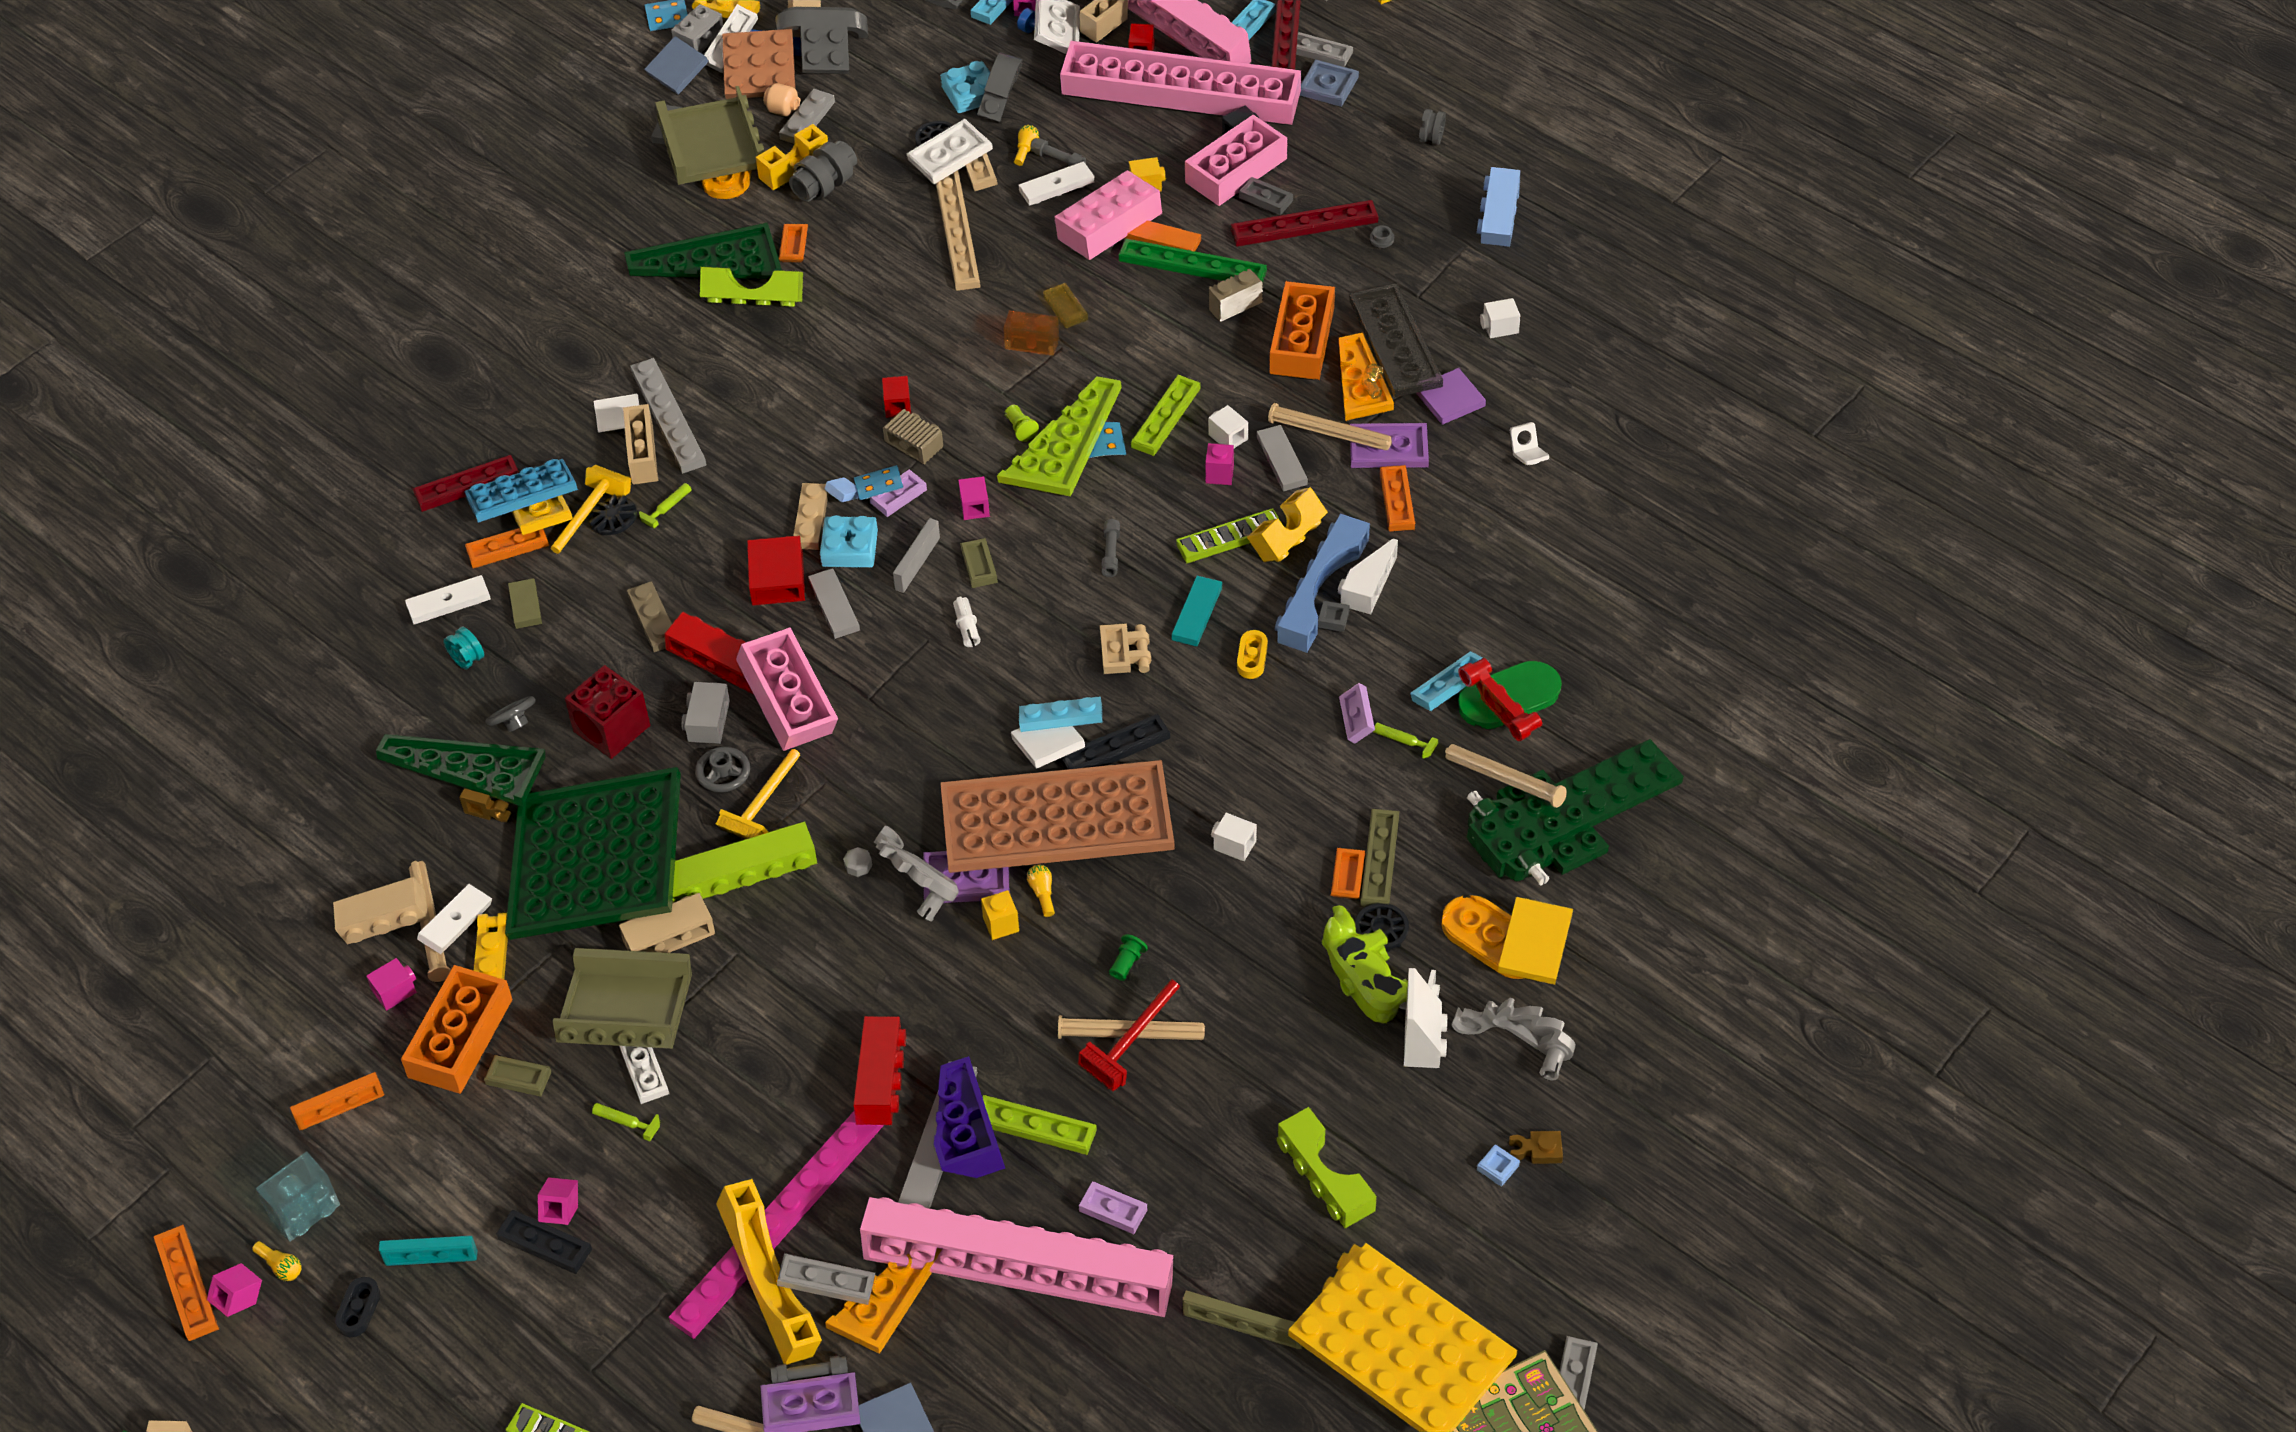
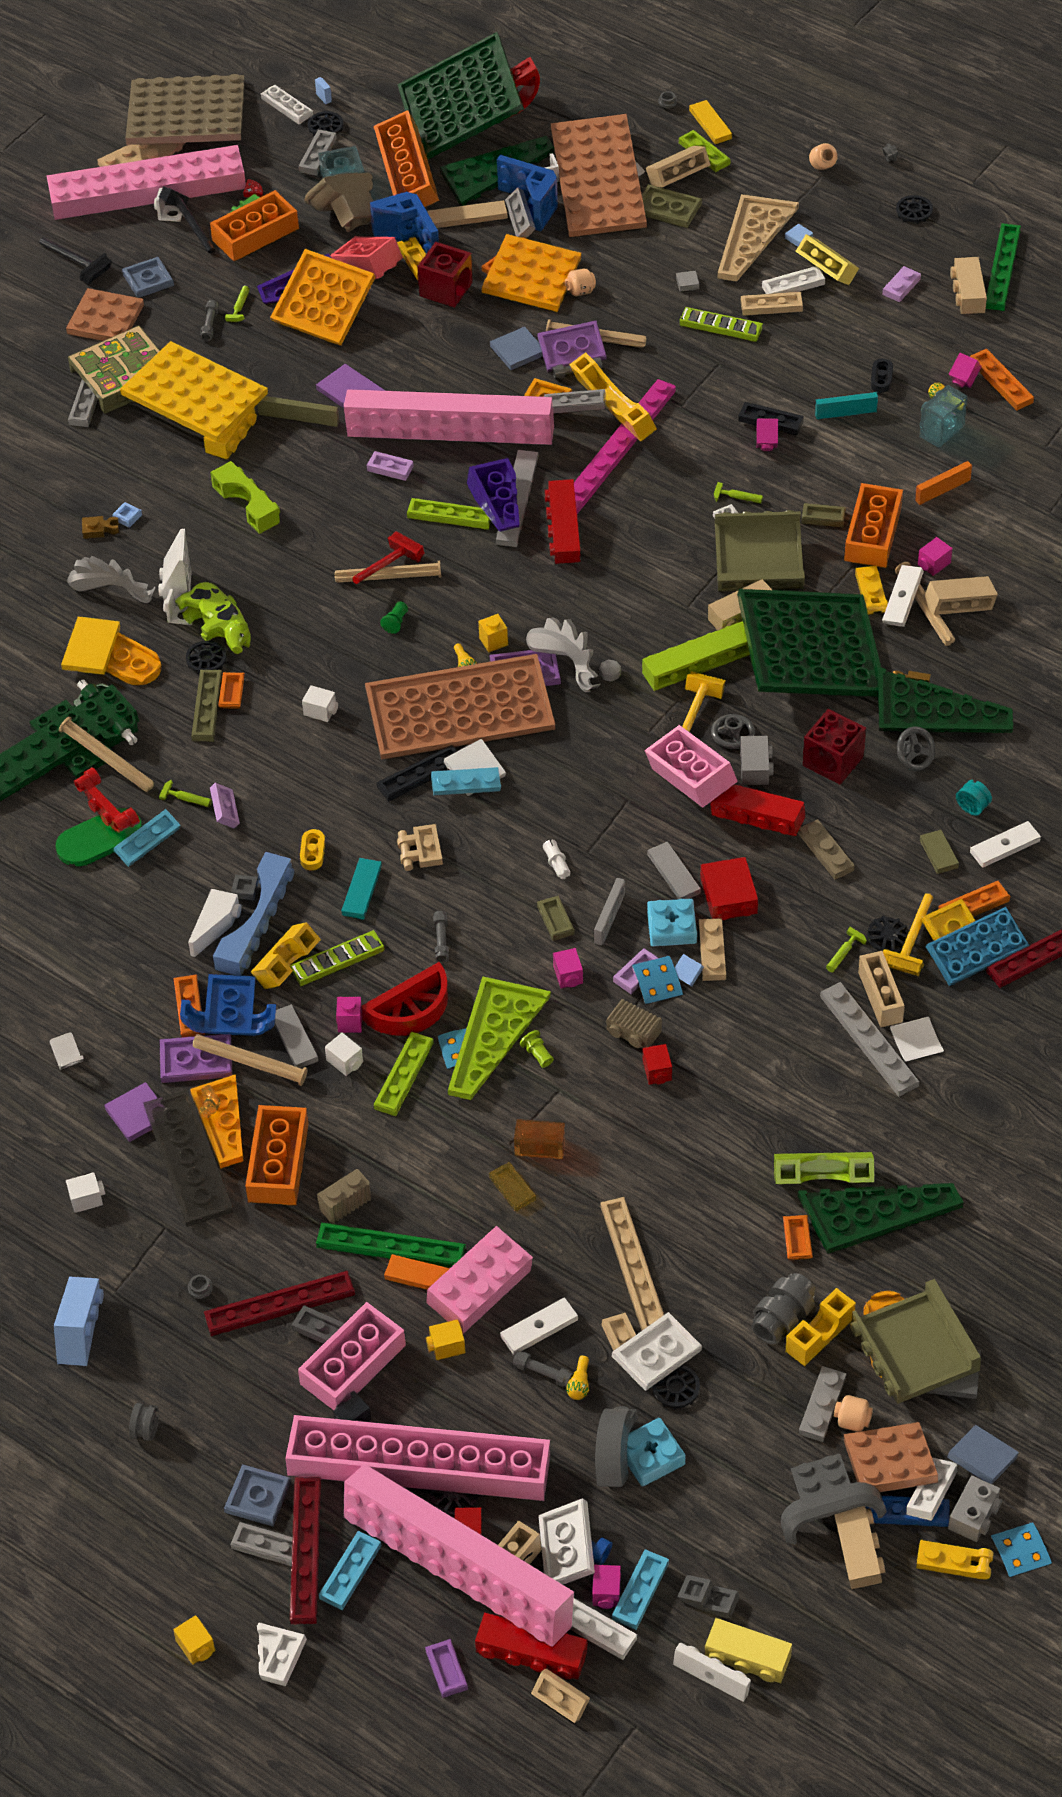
camera: 175 degrees right, 0 degrees up
(1159, 1362) = (344, 379): none -> medium lavender tile
(1183, 468) = (415, 988): none -> red window
(1351, 477) = (228, 1008): none -> blue piece

